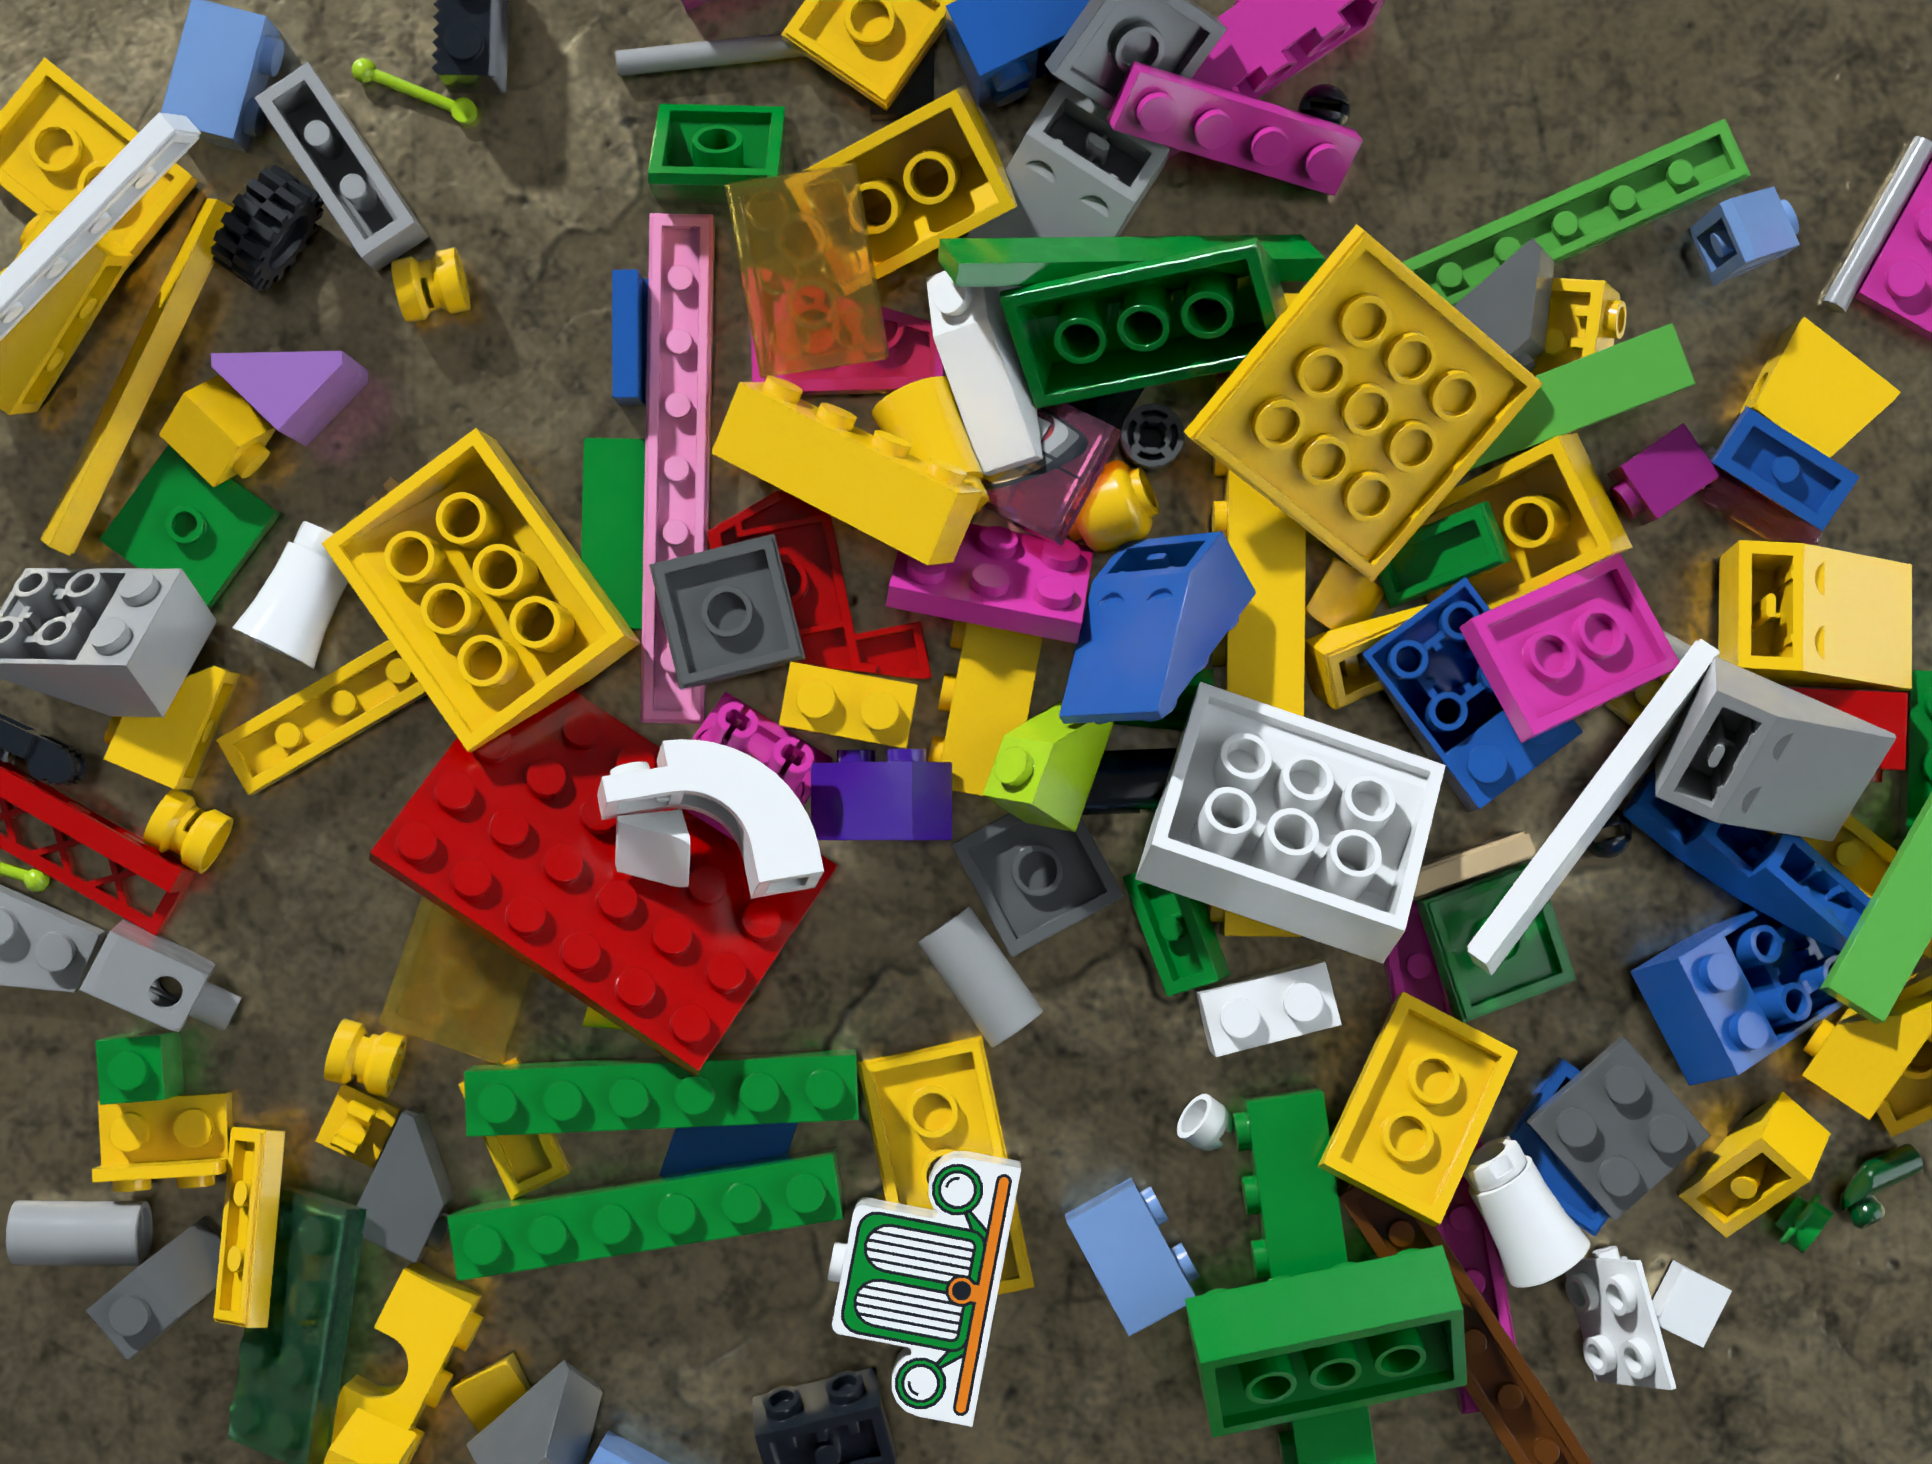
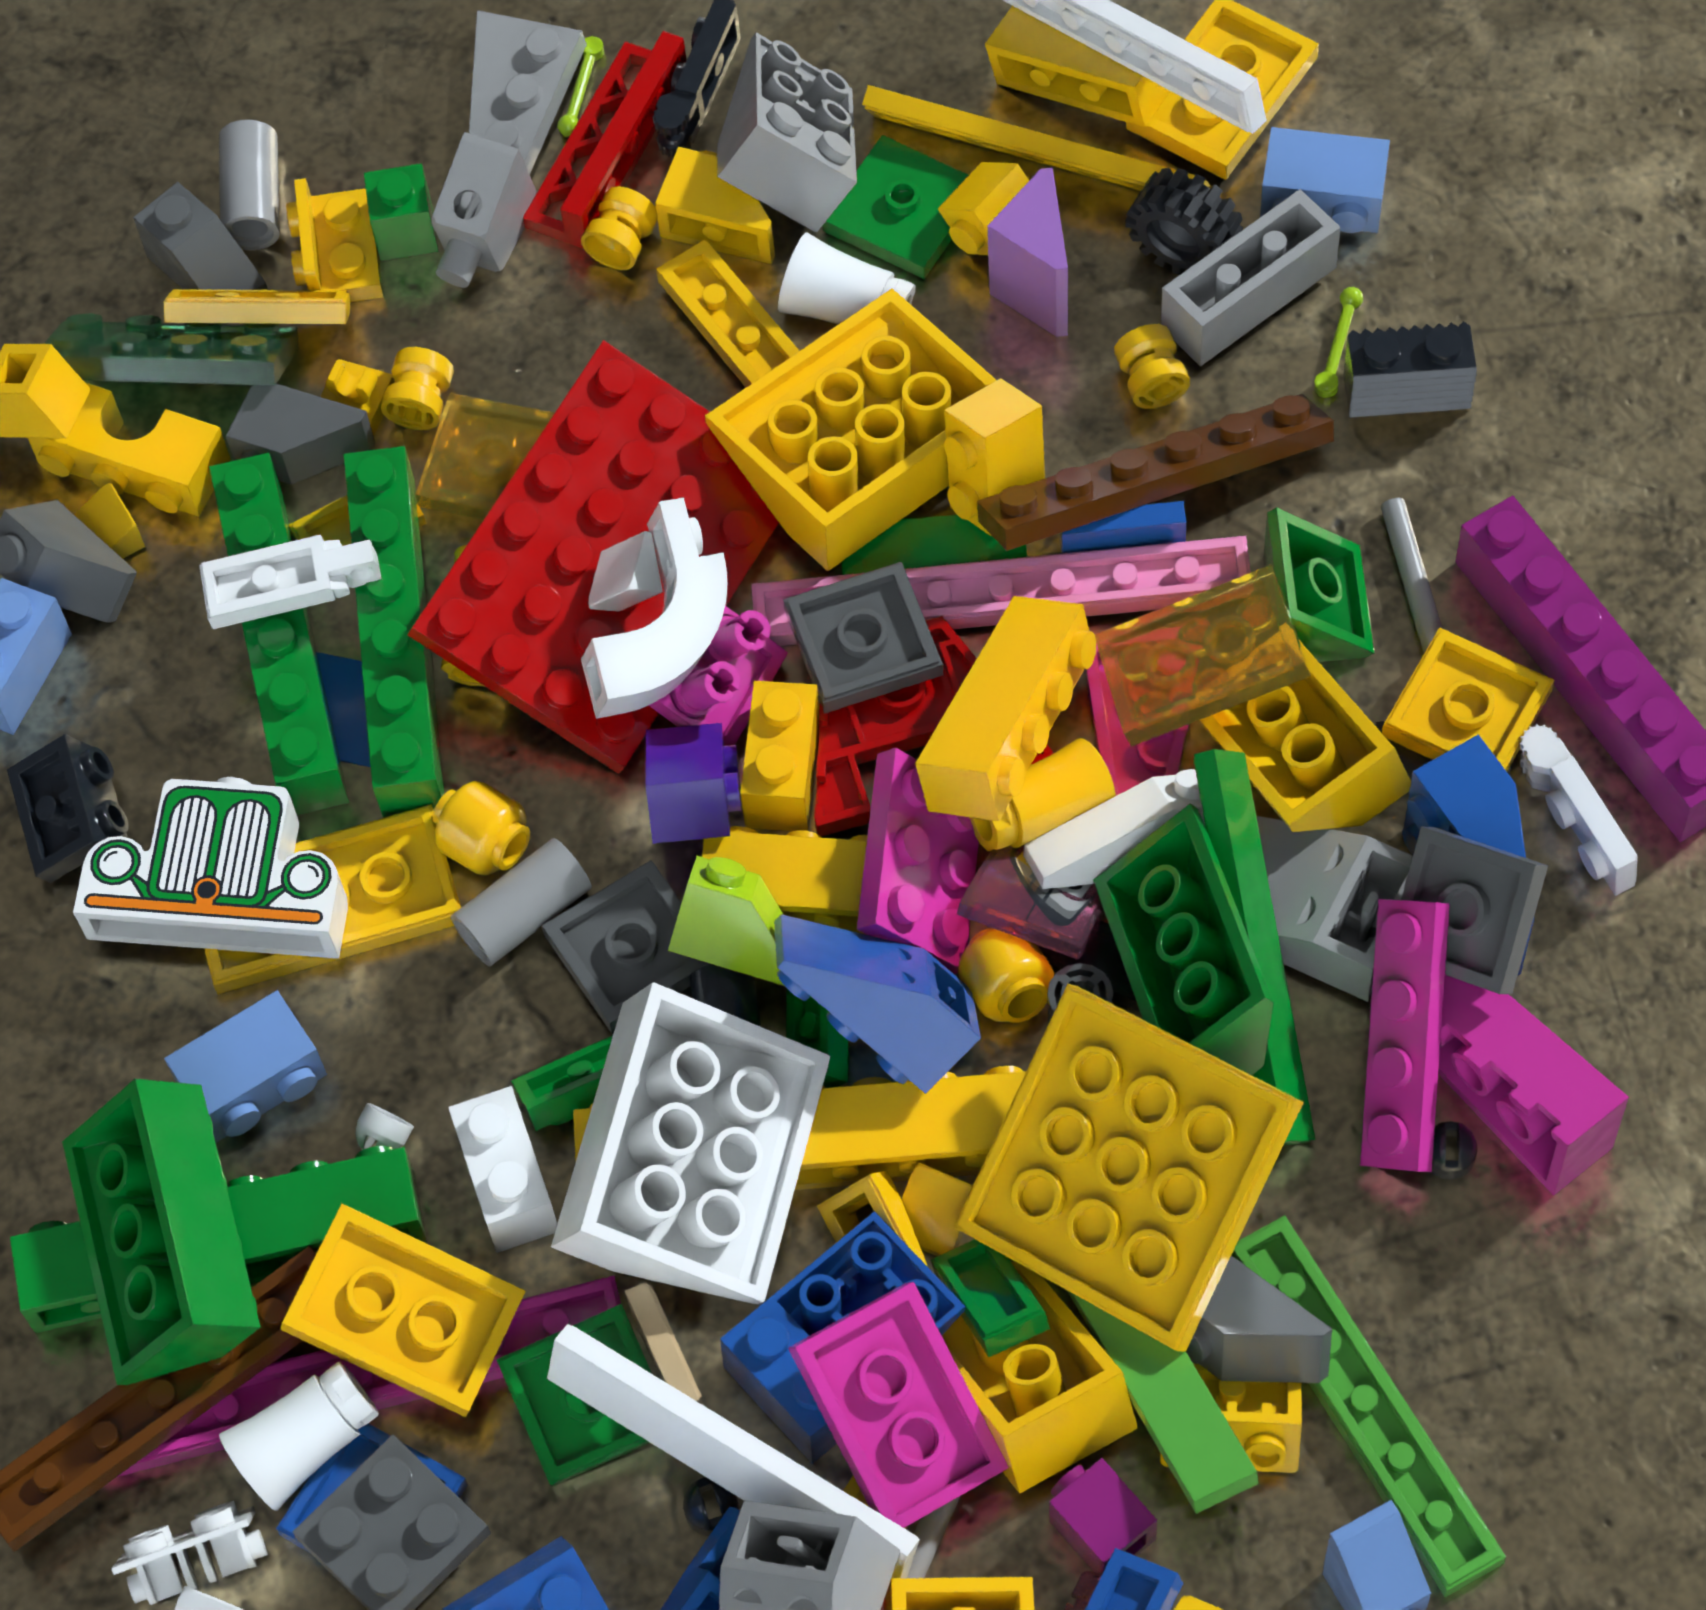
camera: 90 degrees right, 25 degrees down
(544, 455) = (992, 445): none -> yellow brick
(570, 294) = (1154, 471): none -> reddish brown plate
(623, 1205) = (284, 578): none -> white hinge
(897, 1013) = (481, 828): none -> yellow head

